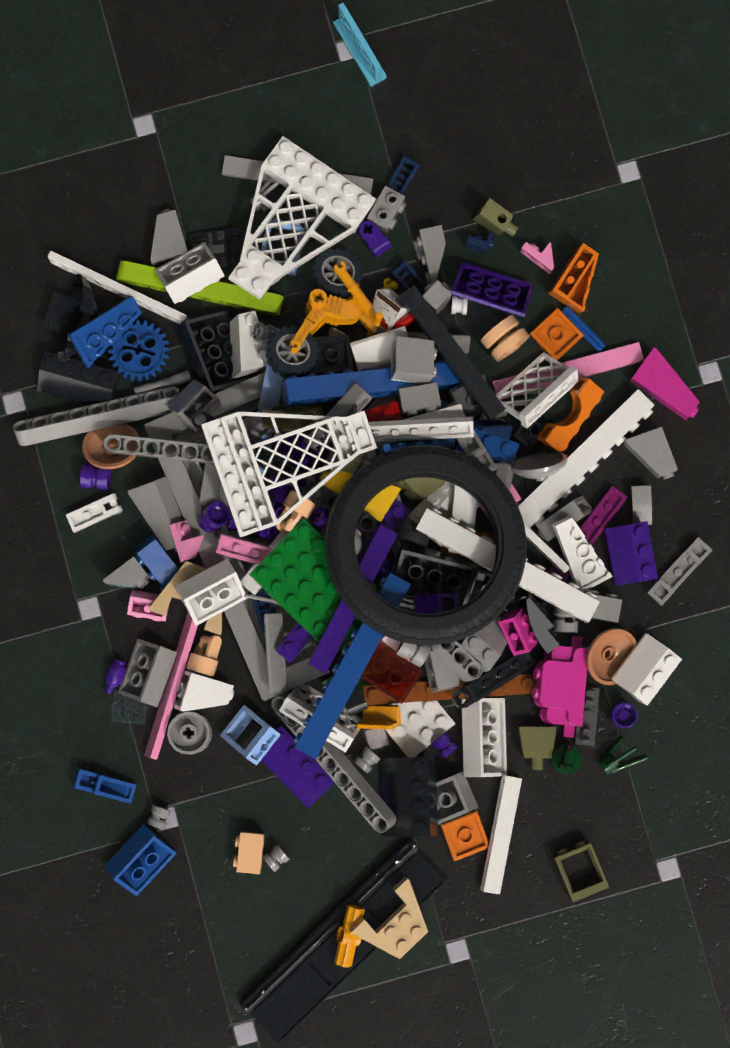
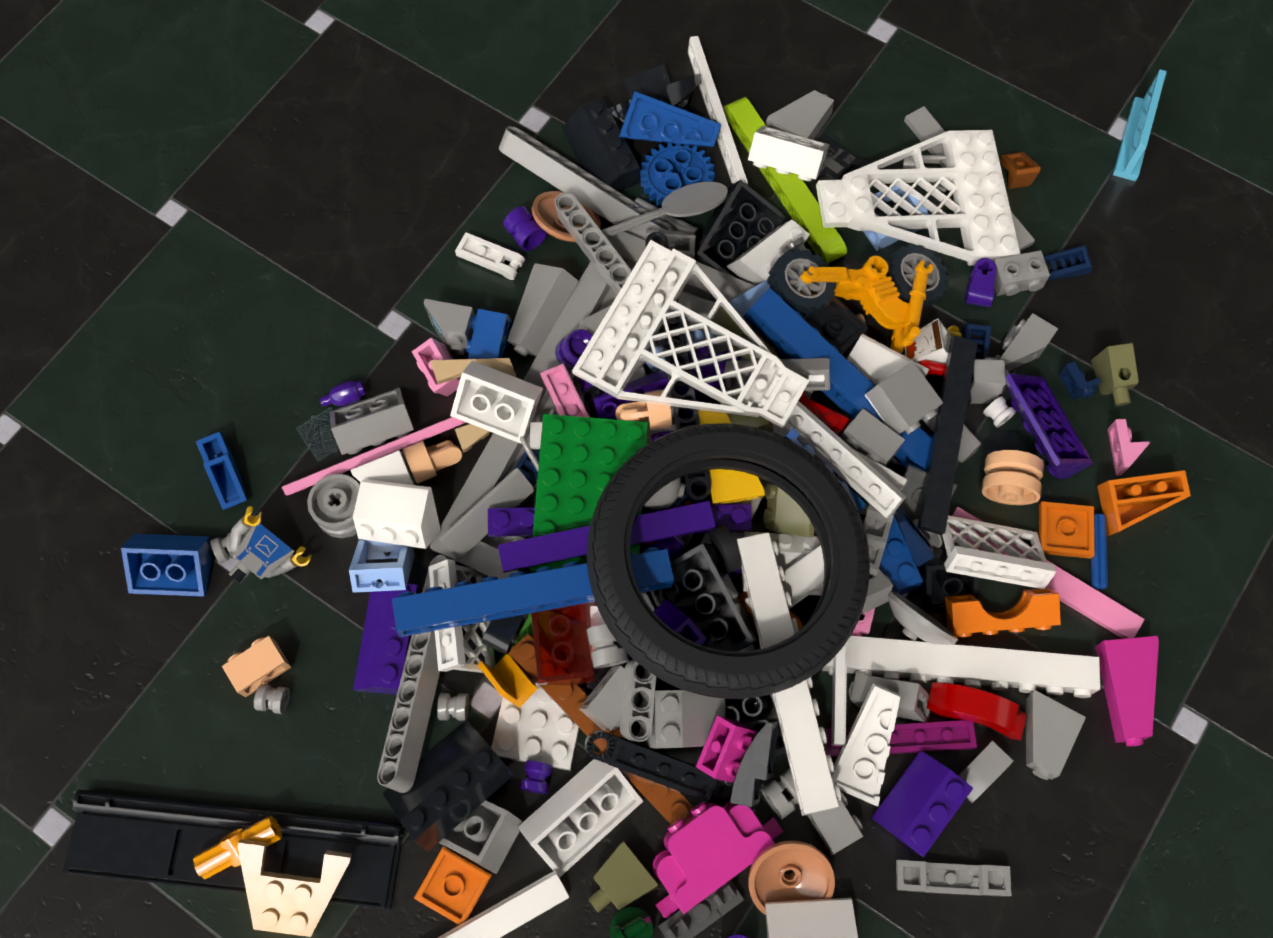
camera: 50 degrees right, 15 degrees down
(168, 366) = (680, 203): none -> light grey piece
(182, 799) = (260, 550): none -> torso
(185, 544) = (528, 347): bright pink slope -> none
(230, 705) = (396, 514): none -> white slope
(318, 141) = (1020, 169): none -> dark orange slope
(609, 478) = (977, 706): none -> red arch

